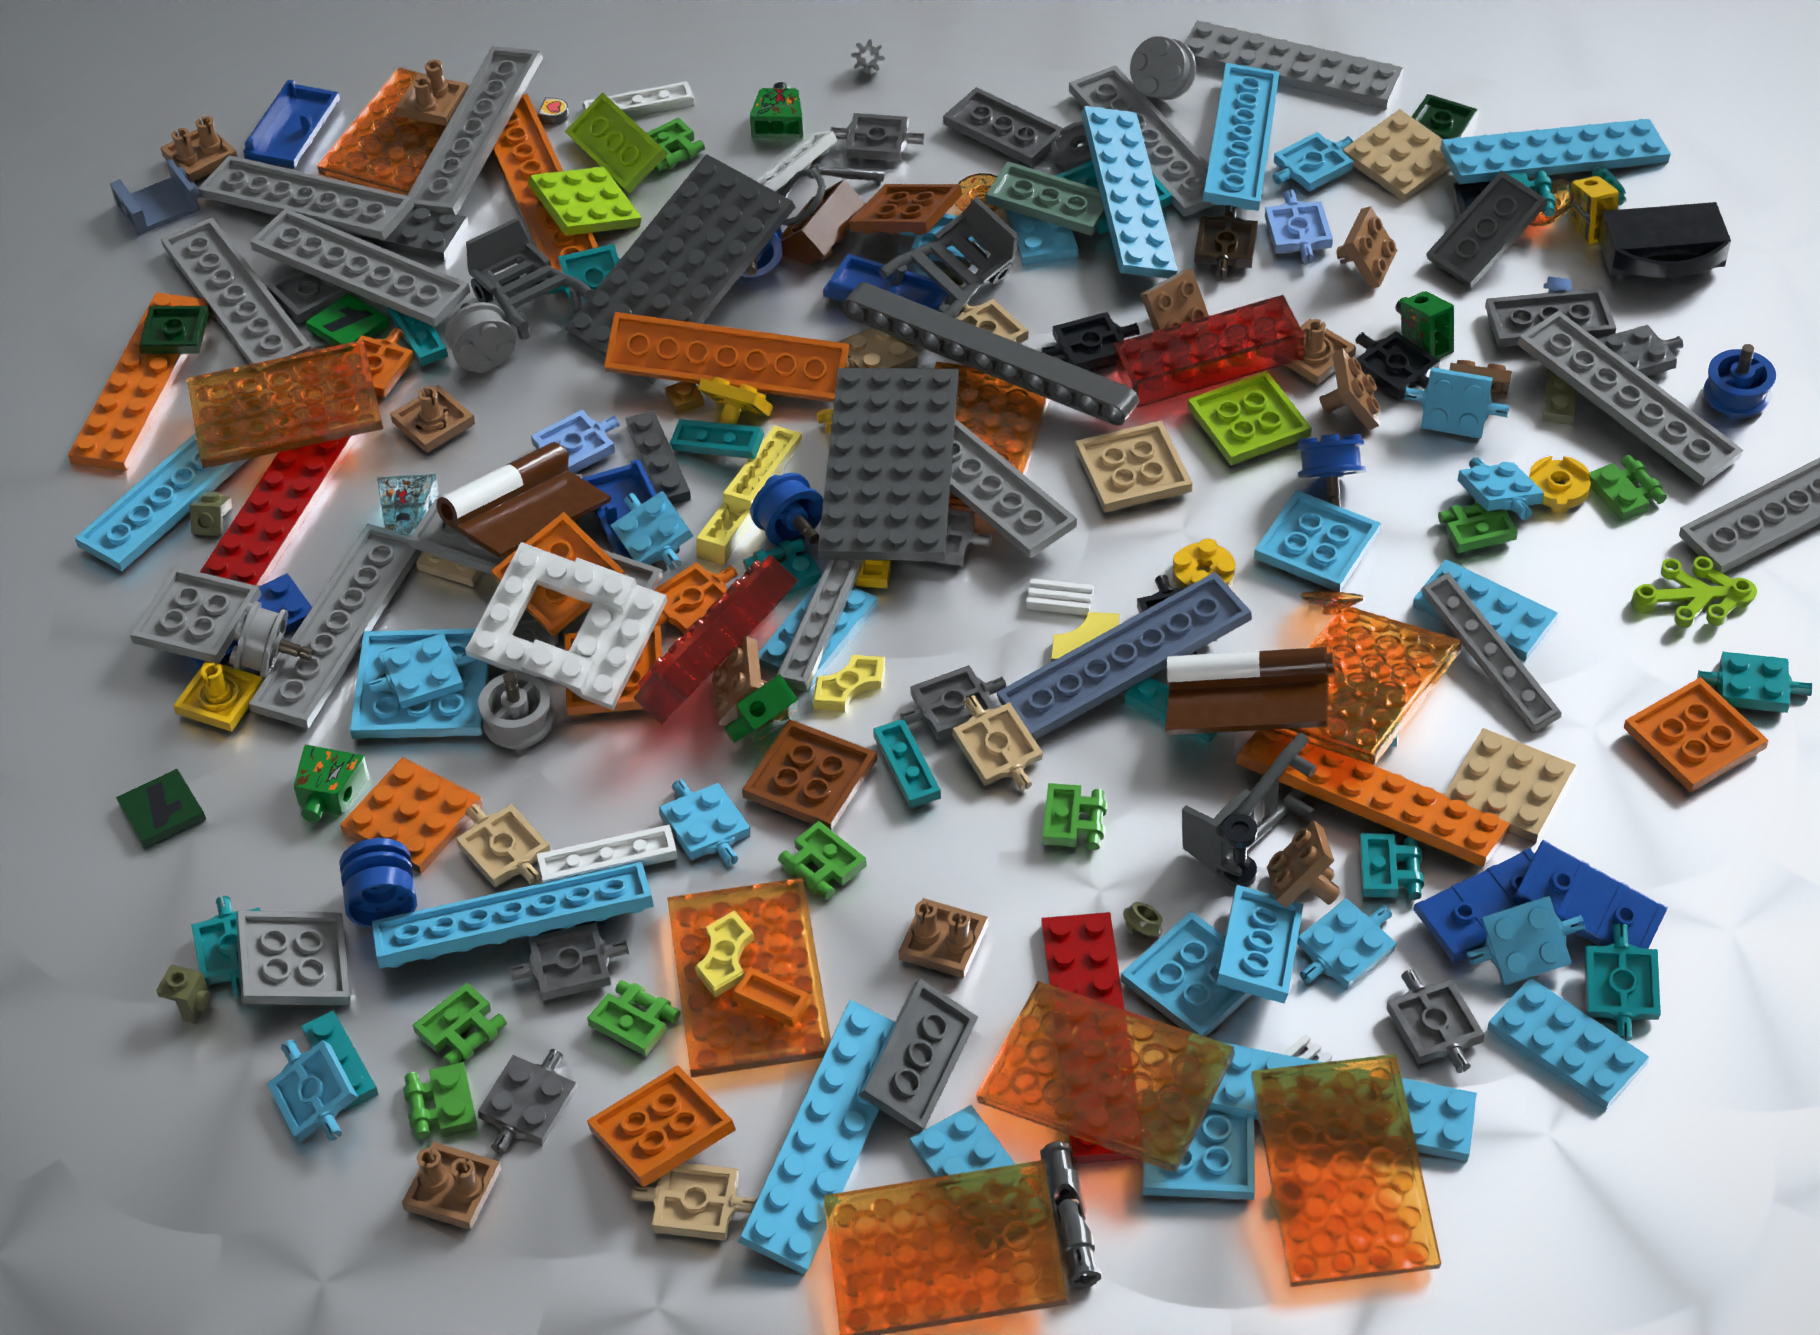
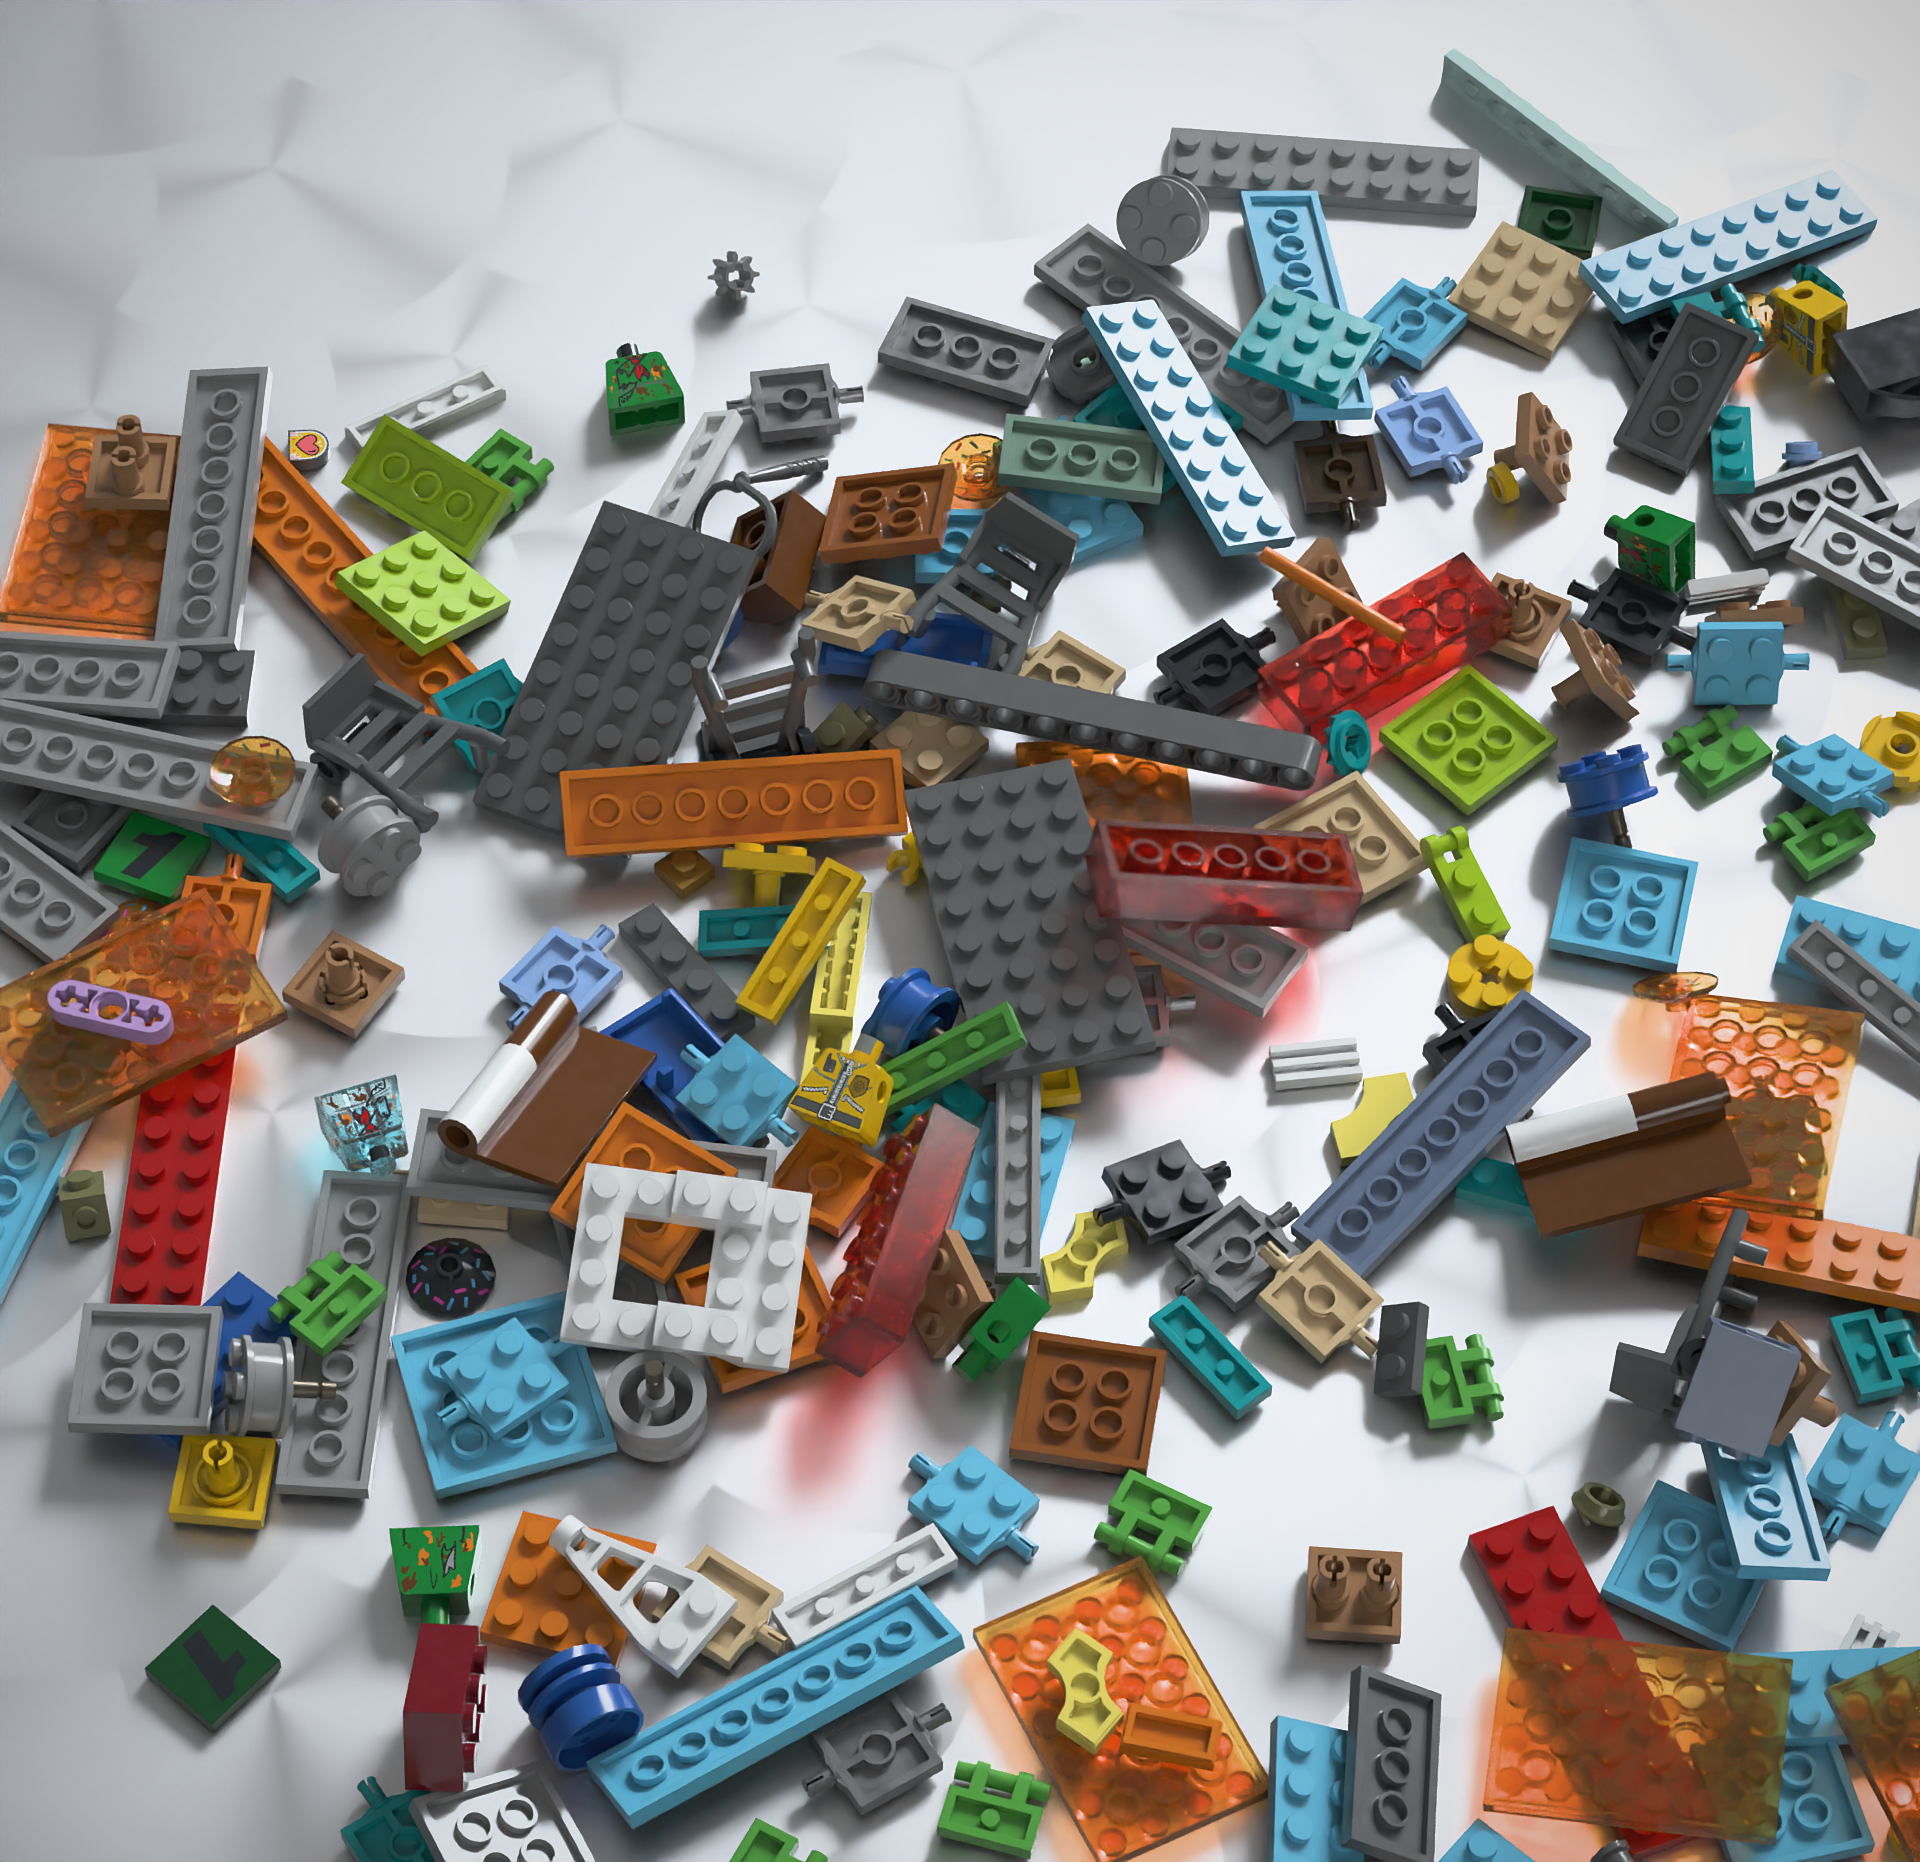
camera: 20 degrees left, 5 degrees up
(276, 408) = (124, 1026): none -> lavender beam
(281, 858) = (444, 1707): none -> dark red brick
(329, 600) = (333, 1312): none -> bright green plate
(421, 276) = (250, 759): none -> clear orange dish
(424, 607) = (455, 1291): none -> black dish
(470, 850) = (684, 1627): none -> white plate
(721, 541) = (846, 1092): none -> yellow torso
(733, 446) = (800, 941): none -> yellow plate
(776, 321) = (761, 725): none -> dark grey hand
(790, 535) = (953, 1055): none -> bright green plate
(826, 329) = (845, 729): none -> olive bracket
(854, 261) = (859, 612): none -> tan plate
(915, 652) = (1161, 1192): none -> plate
(1030, 457) = (1223, 875): none -> clear red brick
(1040, 786) = (1401, 1349): none -> dark grey plate
(1169, 408) = (1349, 753): none -> teal gear
(1179, 303) = (1333, 595): none -> orange bar
(1208, 505) = (1464, 885): none -> lime plate
(1227, 156) = (1305, 347): none -> plate
(1258, 855) = (1736, 1389): none -> sand blue panel
(1337, 266) = (1502, 483): none -> yellow tile
(1427, 466) = (1723, 761): none -> bright green plate
(1455, 71) = (1555, 145): none -> light aqua plate
(1480, 355) = (1725, 587): none -> white tile
(1508, 275) = (1732, 452): none -> teal plate

